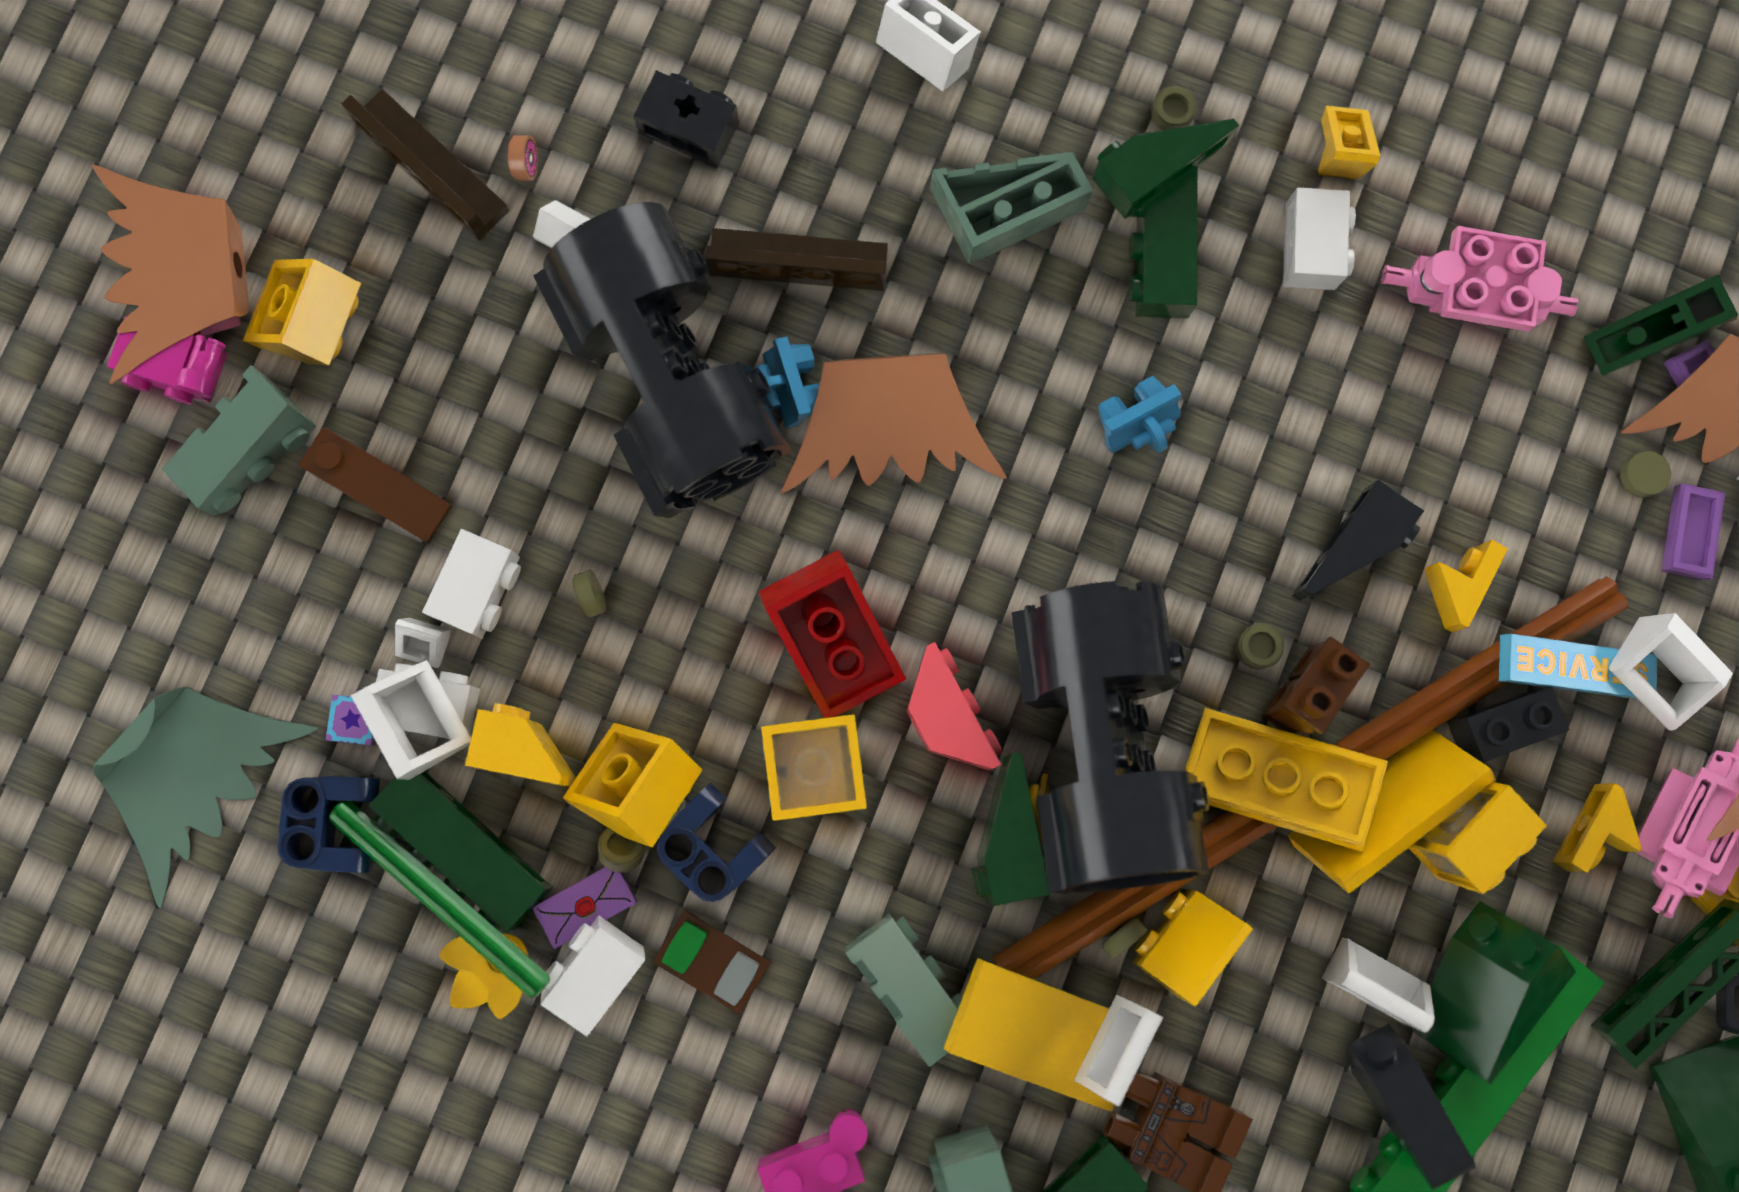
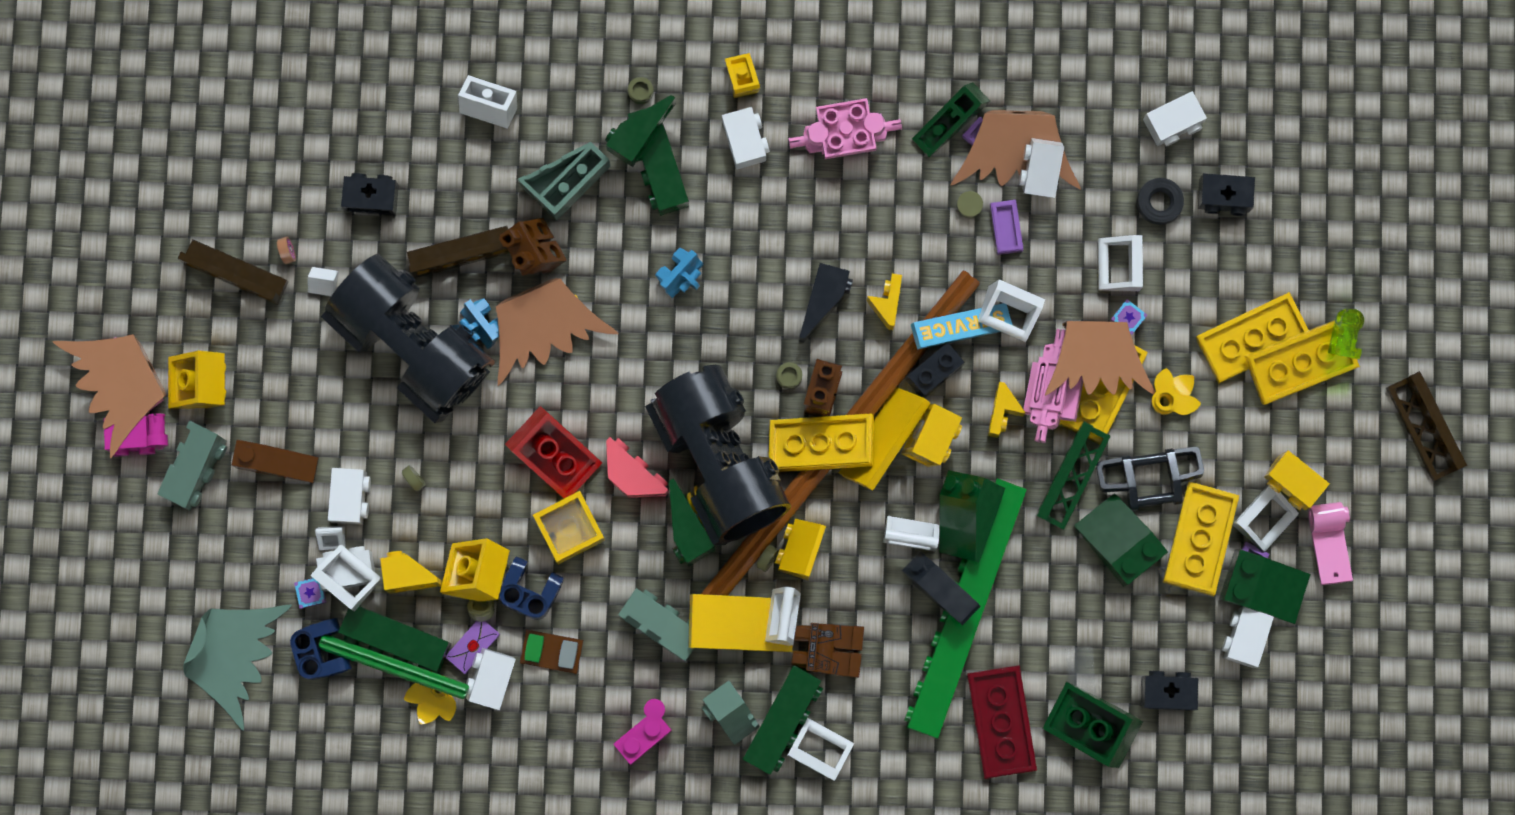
camera: 15 degrees left, 0 degrees up
(915, 289) = (531, 248): none -> reddish brown hips

